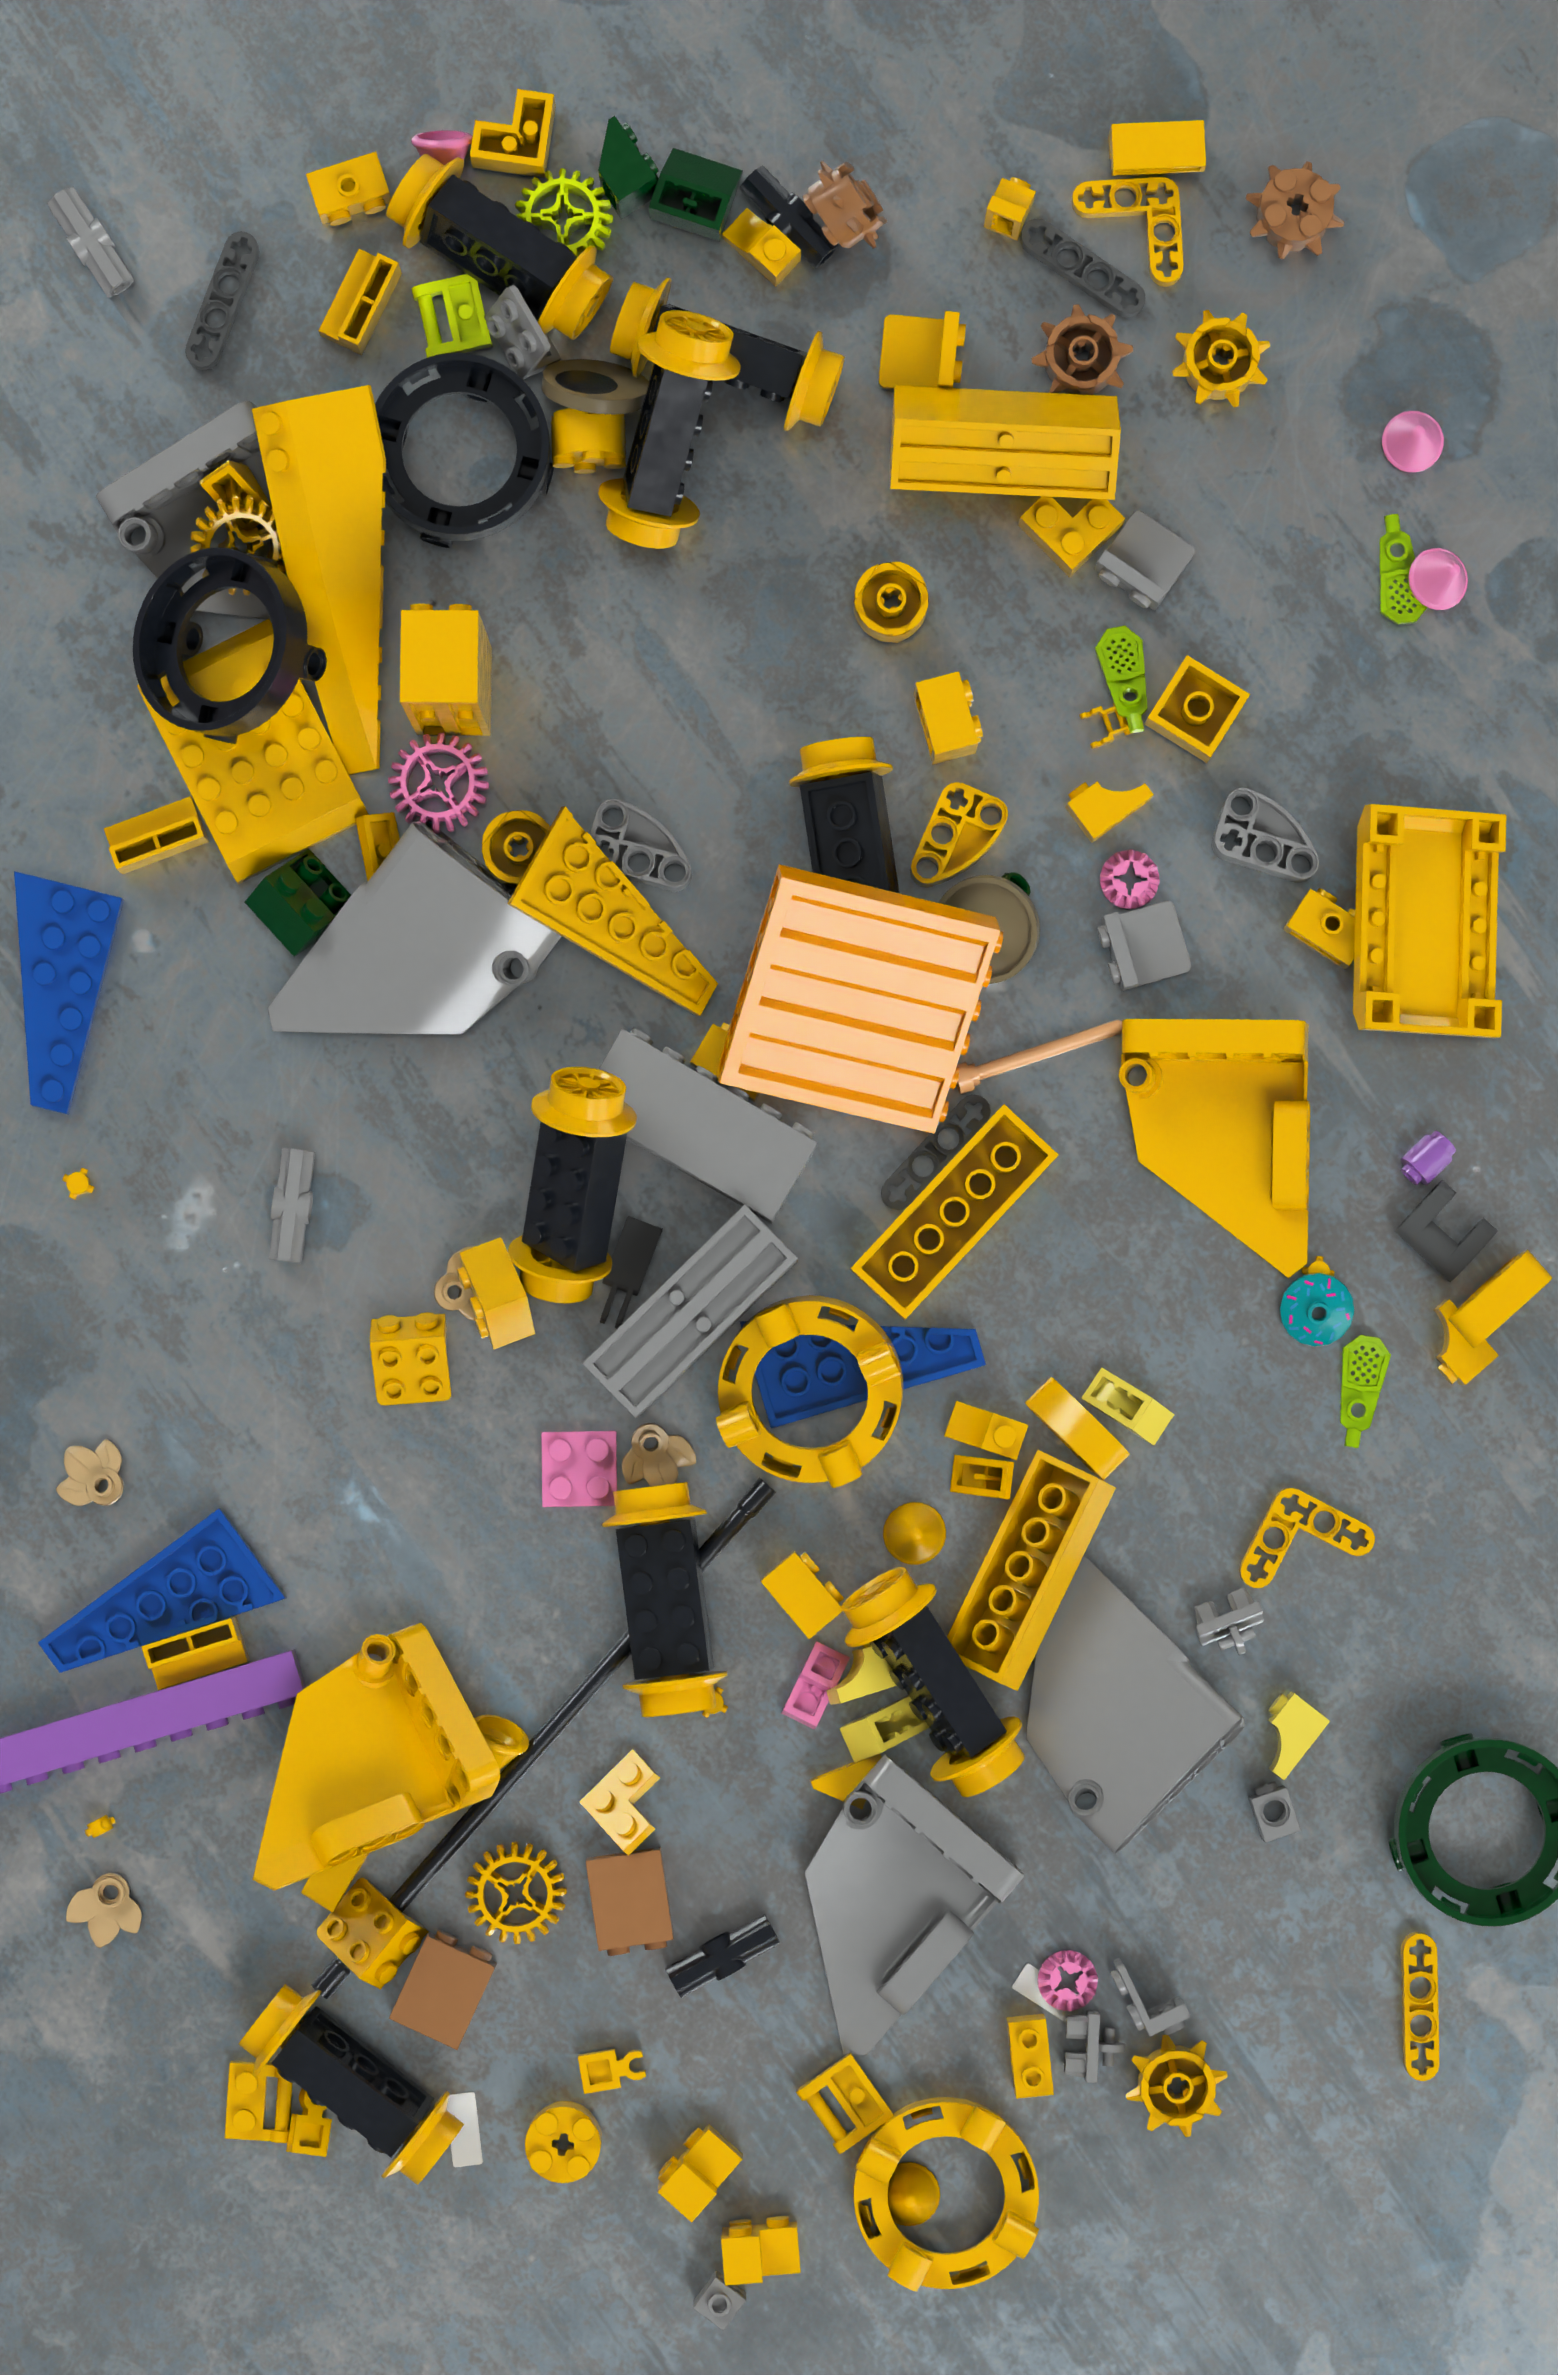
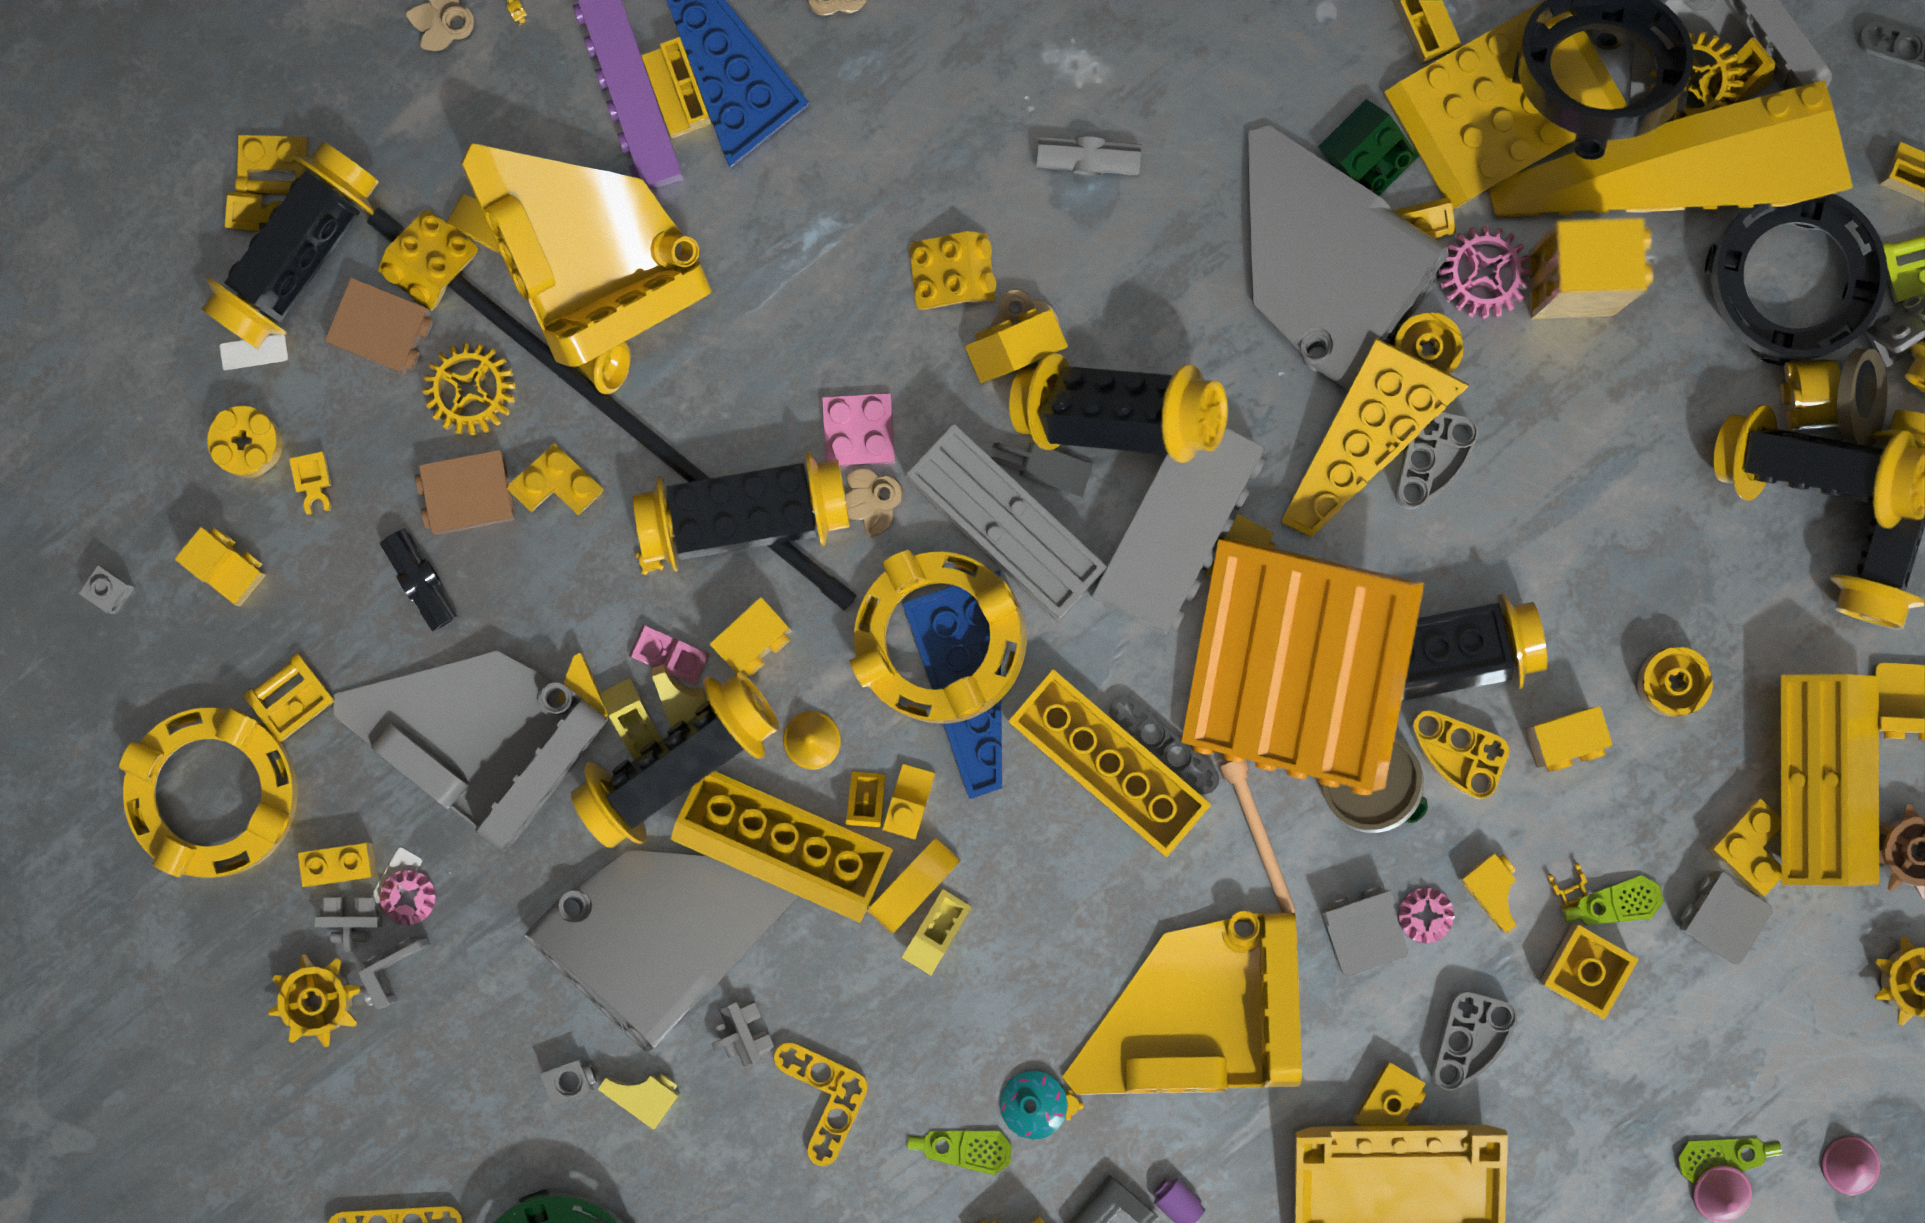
camera: 90 degrees right, 0 degrees up
(759, 2250) = (152, 623): yellow brick -> none
(912, 2194) = (208, 762): yellow hat -> none

